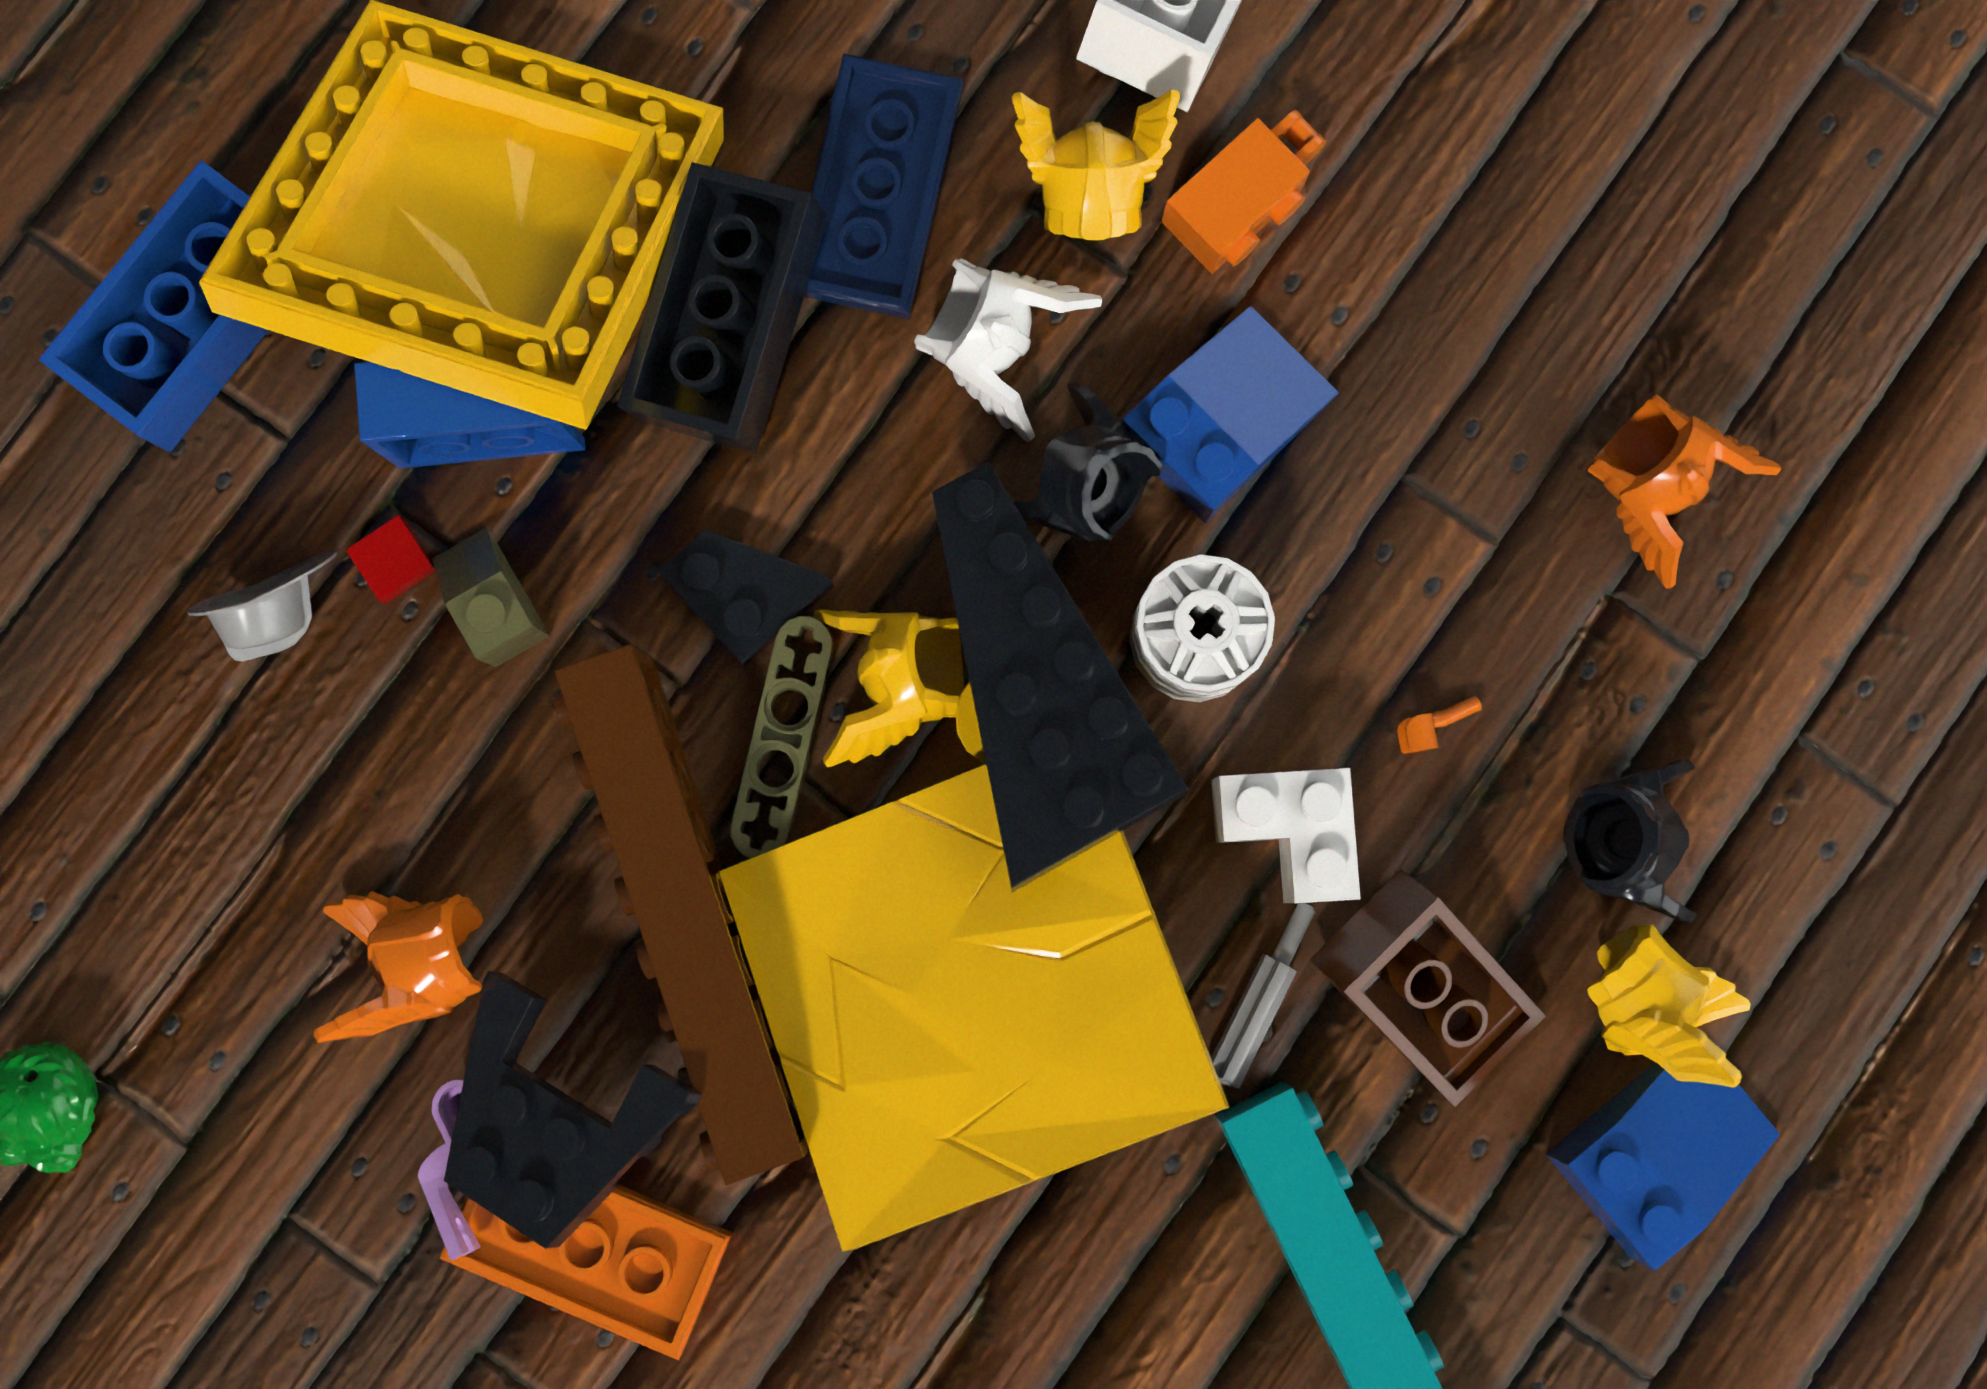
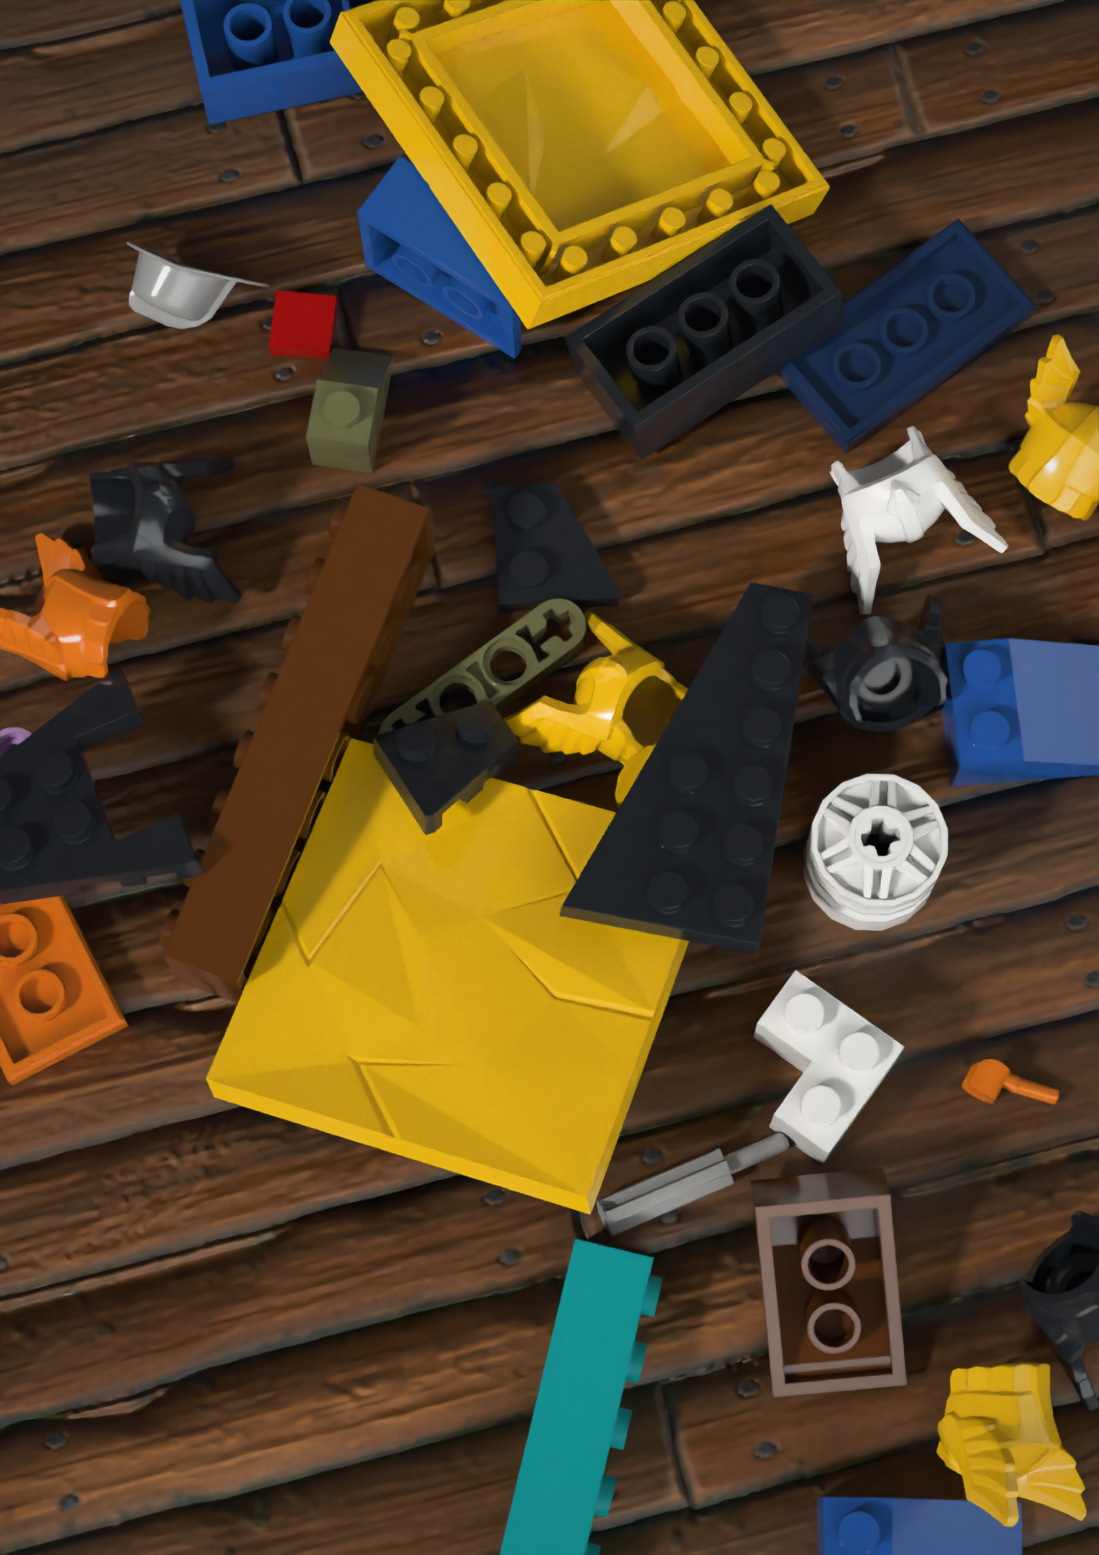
camera: 40 degrees right, 10 degrees down
(407, 828) = (146, 523): none -> black helmet
(811, 832) = (445, 759): none -> black wing

